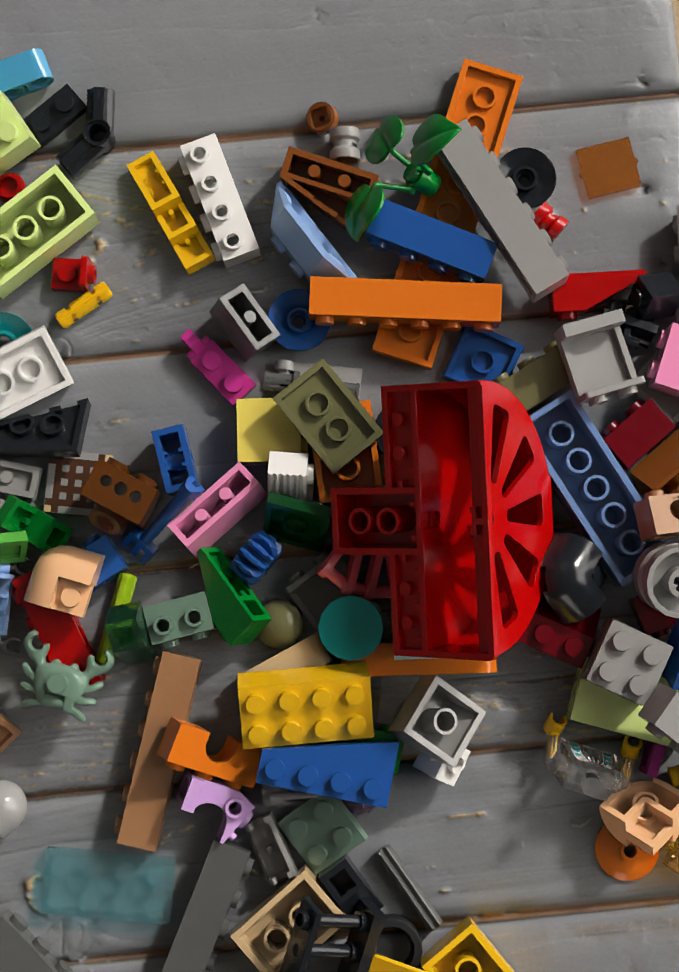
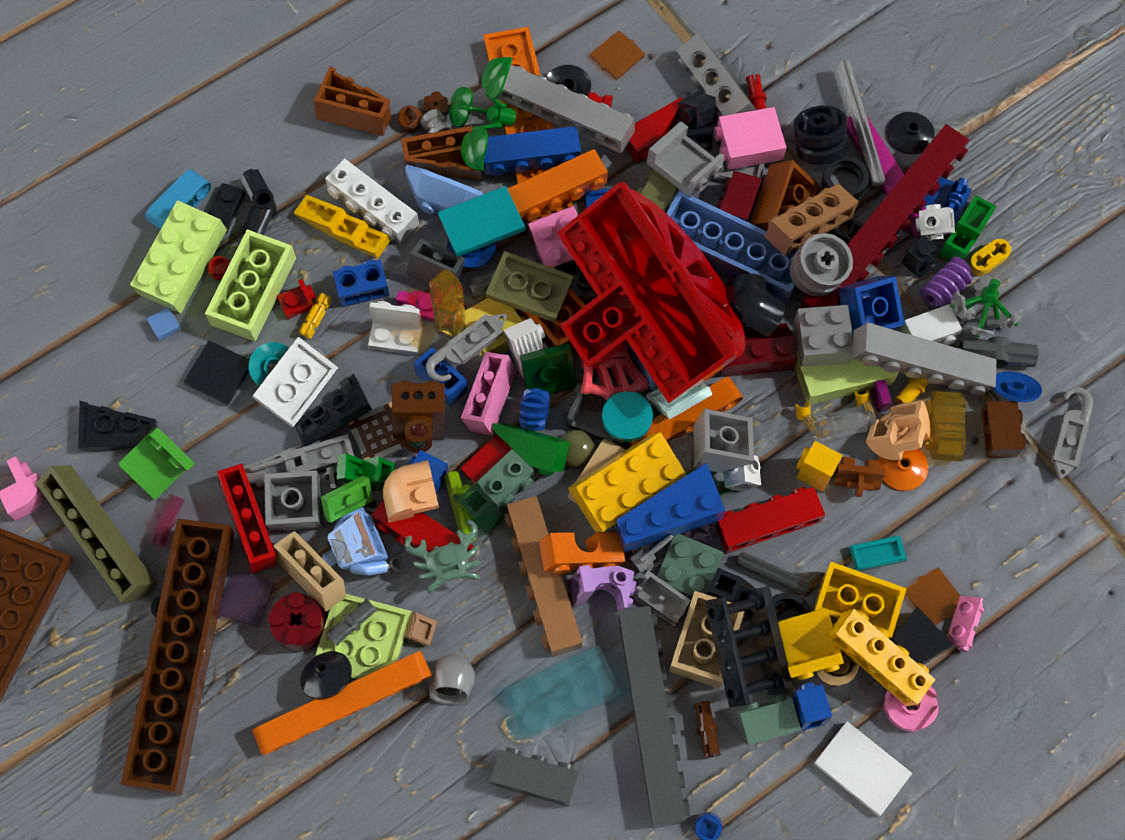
camera: 30 degrees left, 15 degrees down
(144, 540) = (449, 444): blue hinge -> none
(150, 303) = (362, 289): none -> blue brick
(157, 376) = (395, 328): none -> white bracket
(173, 582) = (485, 458): none -> red tile
(220, 444) = (467, 344): none -> light grey plate
(227, 389) = (447, 303): none -> clear yellow brick
(260, 67) = (350, 105): none -> dark orange wedge
(319, 304) = (481, 221): none -> teal tile
(364, 109) = (435, 99): none -> reddish brown plant
(398, 360) = (545, 237): none -> bright pink brick
(442, 828) = (770, 519): none -> red brick
(528, 804) = (817, 465): none -> yellow brick
(536, 930) = (877, 553): none -> teal tile
(565, 839) = (859, 477): none -> dark orange hips

